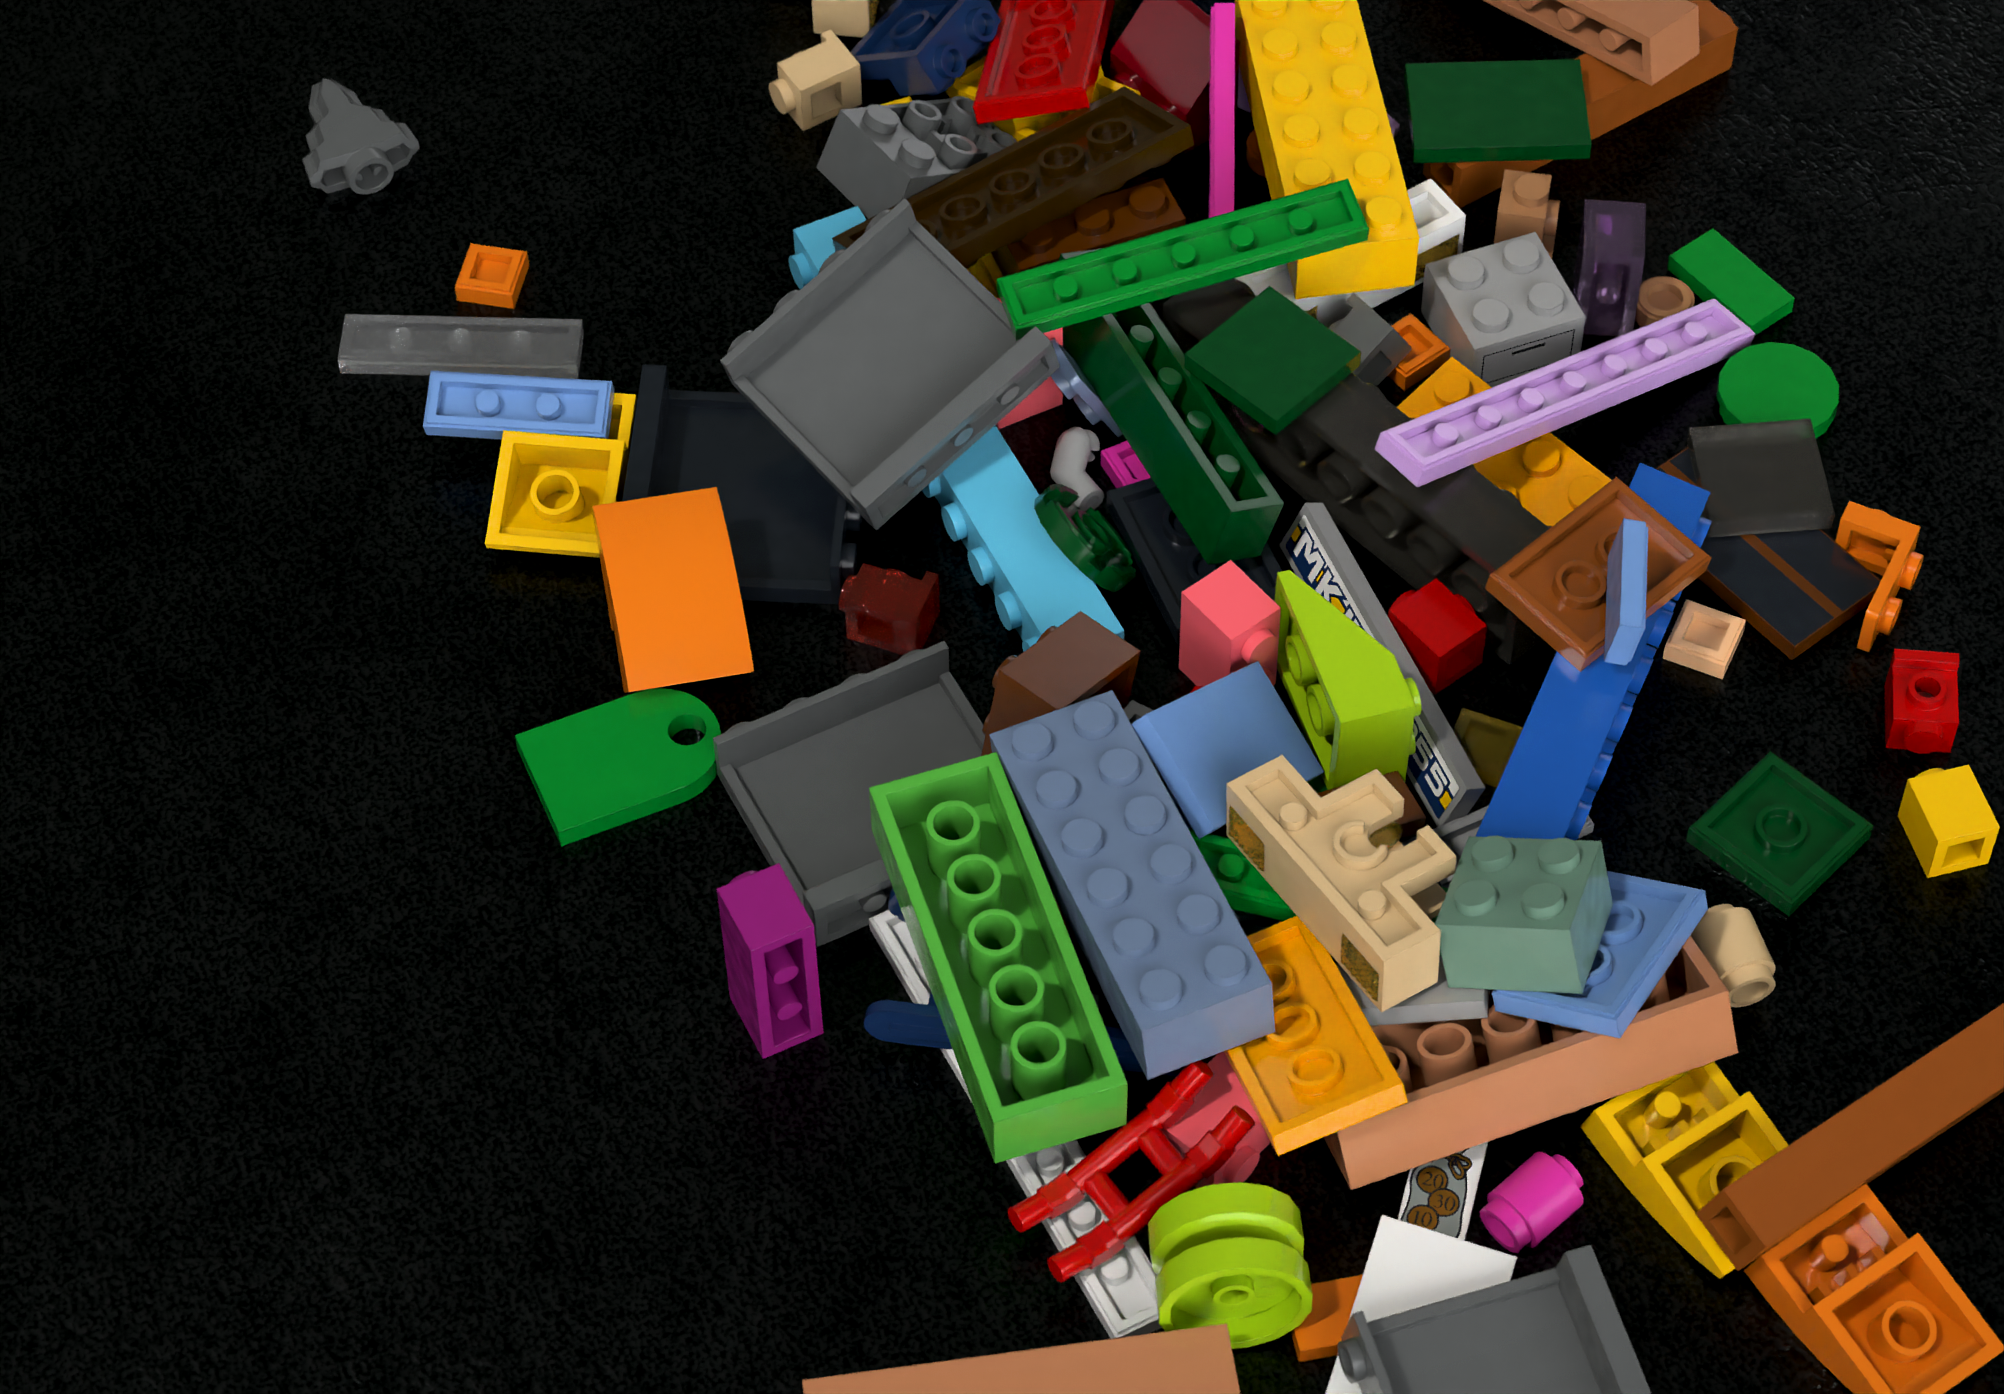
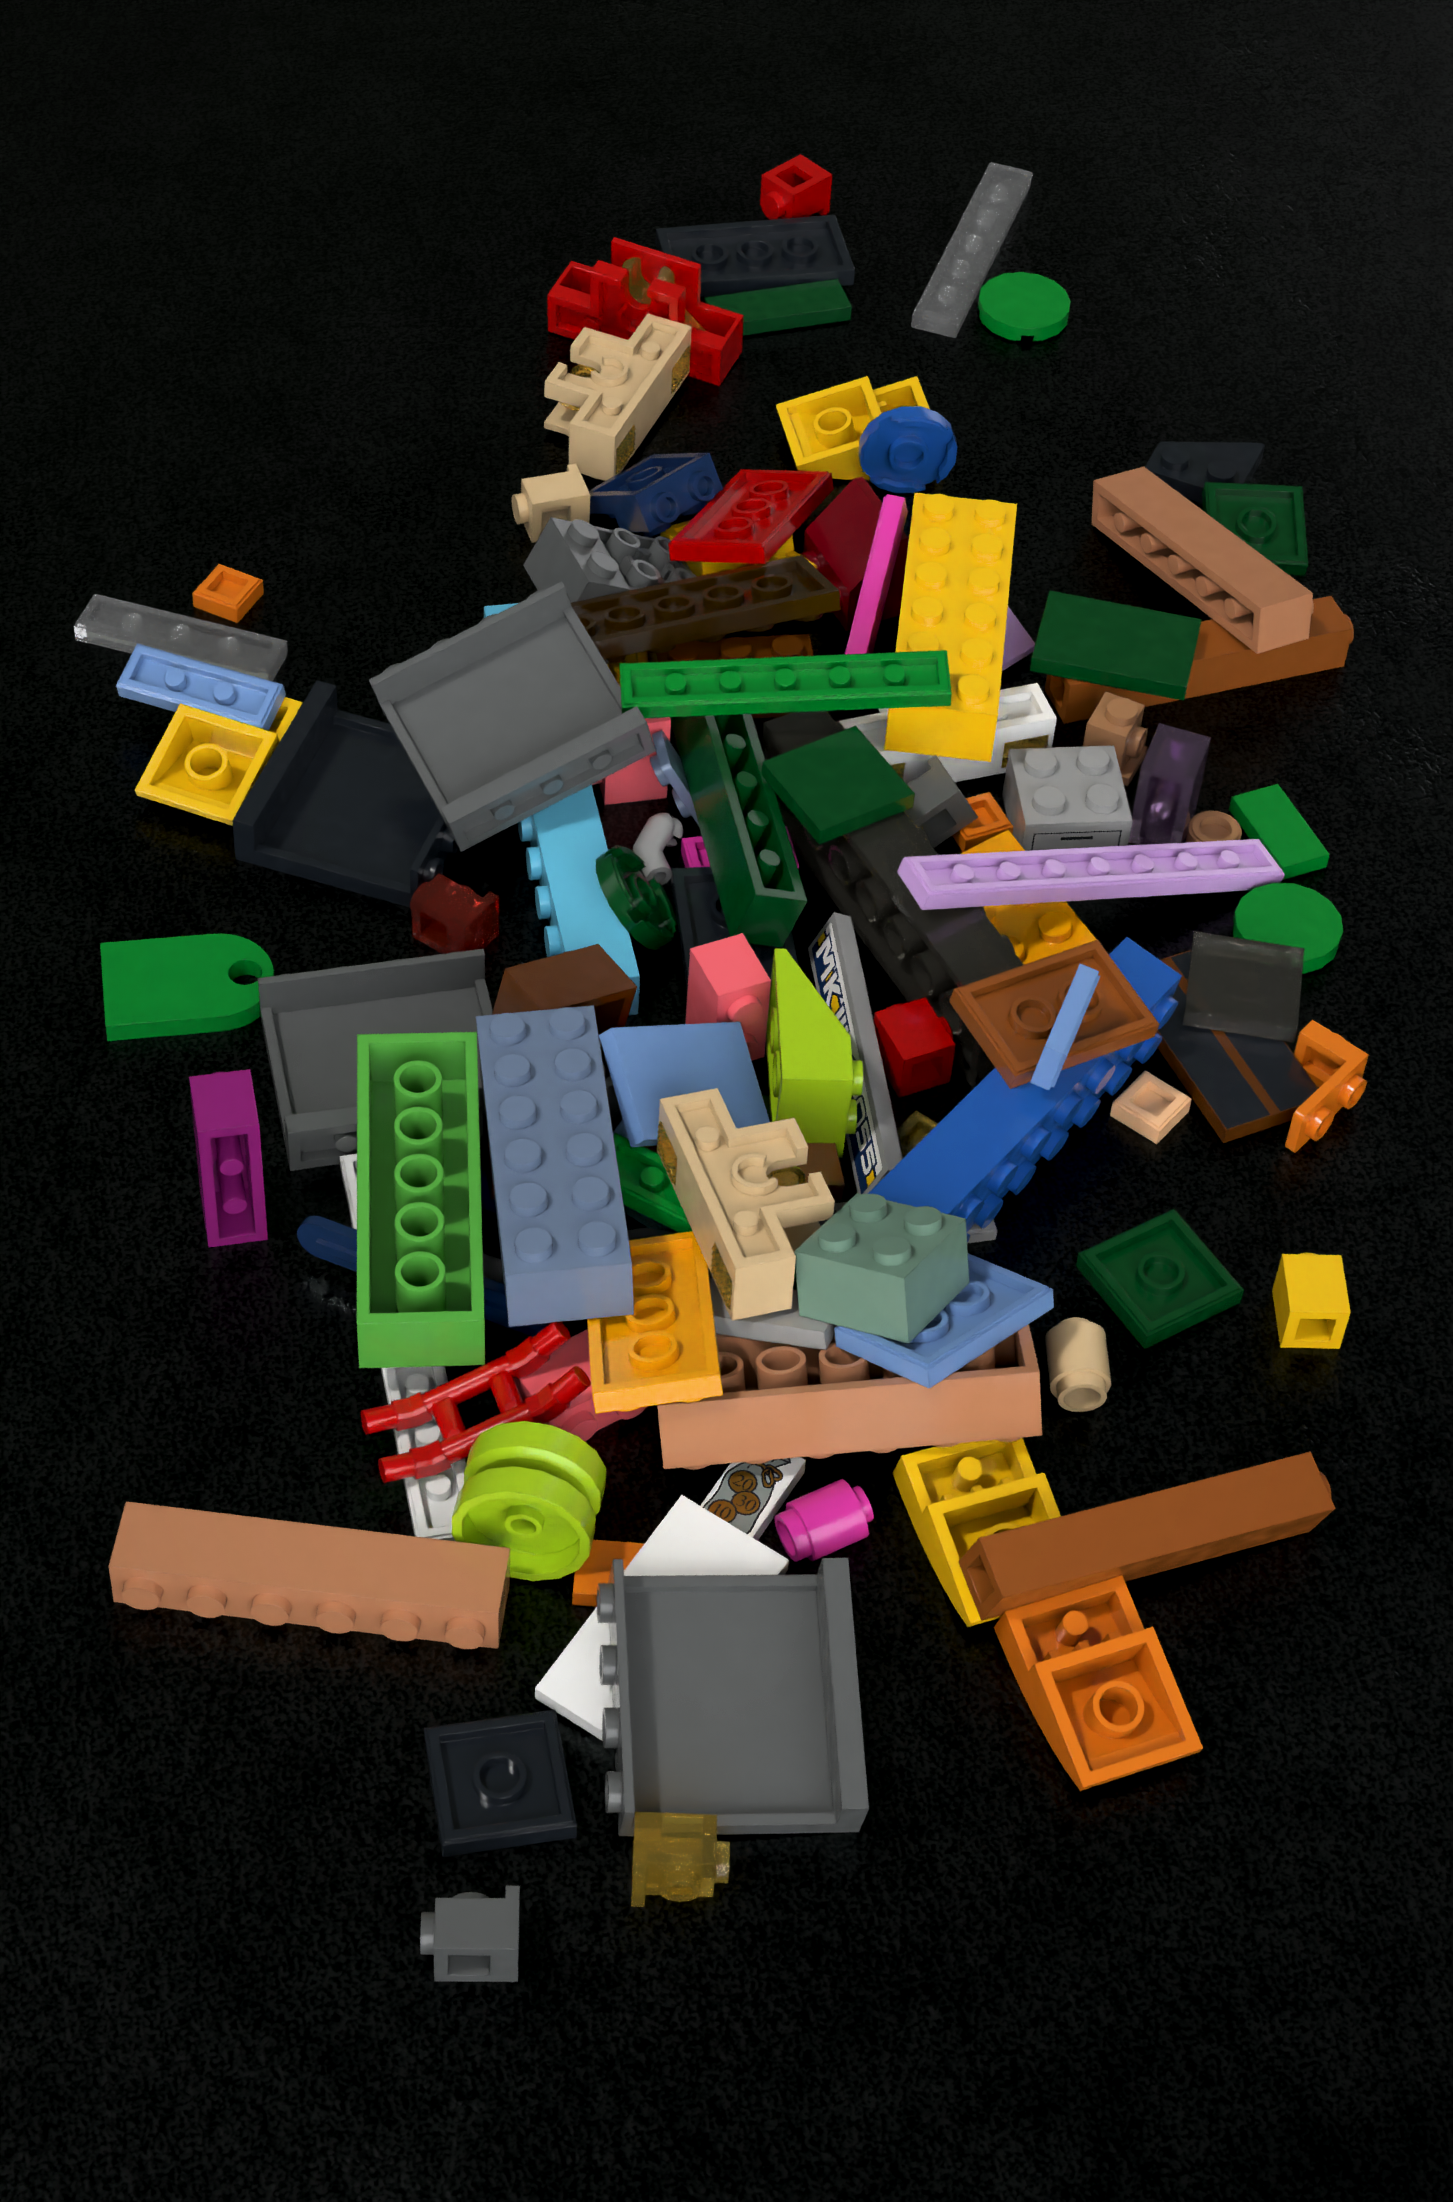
camera: 10 degrees right, 5 degrees down
(353, 142) = (154, 468): dark grey rock -> none
(672, 589) = (269, 857): orange slope -> none
(1921, 701) = (1323, 1198): red brick -> none

